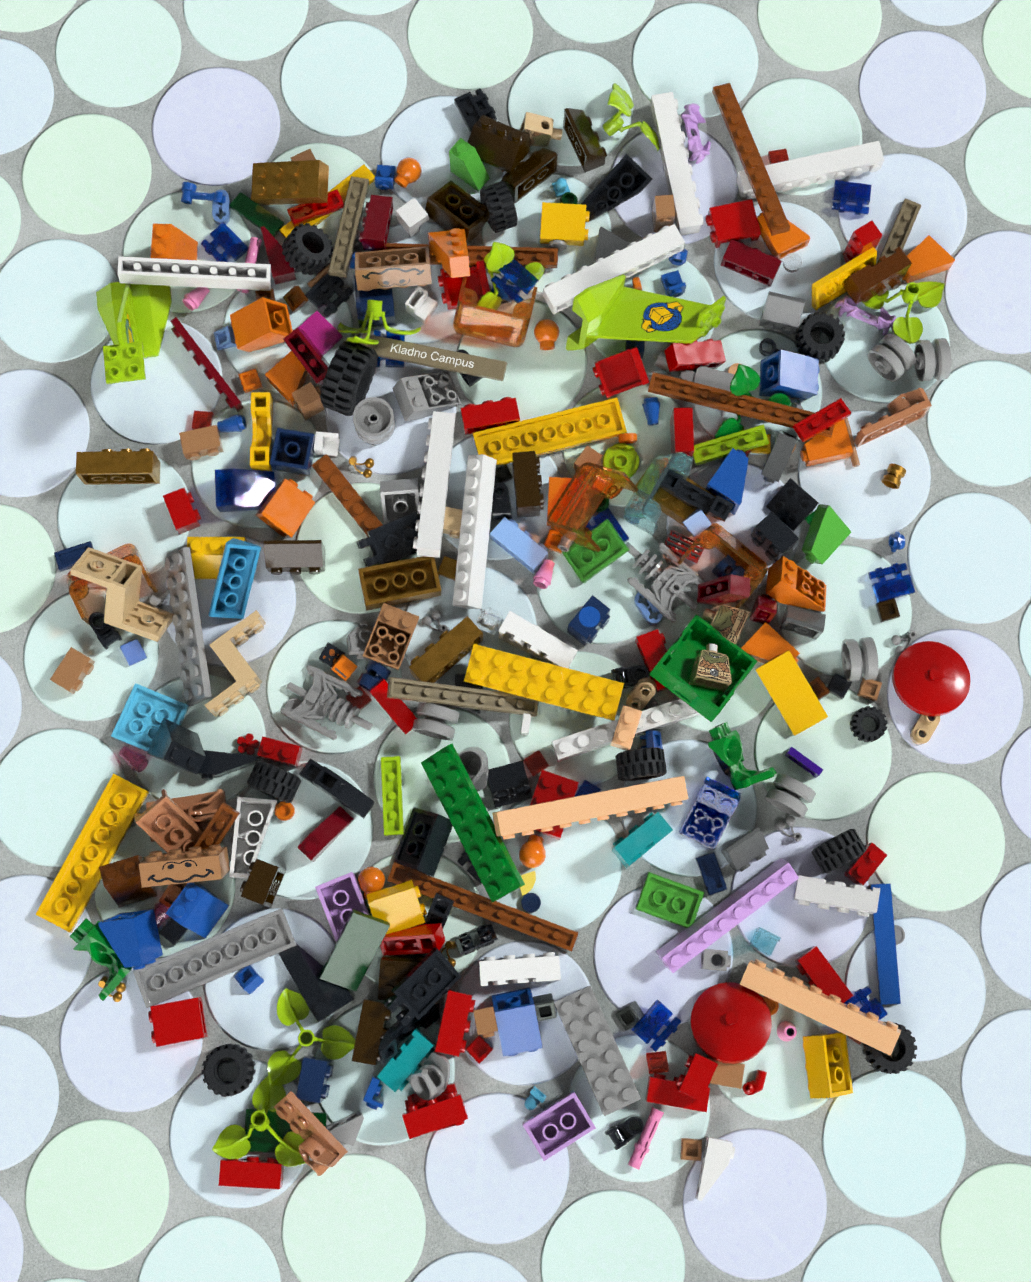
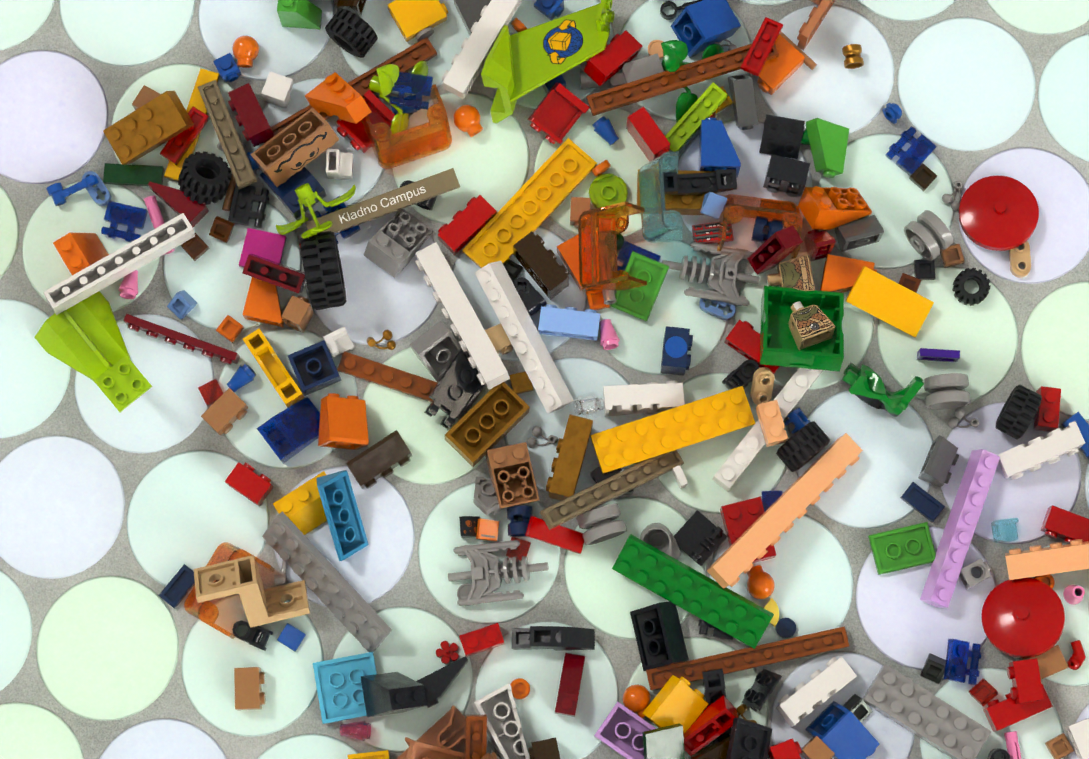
camera: 30 degrees left, 0 degrees up
(118, 467) = (167, 481): pearl gold brick -> none
(245, 677) = (392, 587): tan bracket -> none
(260, 324) = (208, 272): orange slope -> none
(274, 781) = (496, 668): black tyre -> none
(374, 431) = (367, 283): light grey wheel -> none
(392, 796) = (605, 614): lime plate -> none
(455, 208) = (315, 58): dark brown slope -> none
(536, 763) = (710, 504): clear red tile -> none
(641, 839) = (845, 511): teal wedge -> none
(710, 813) = (888, 450): clear blue slope -> none

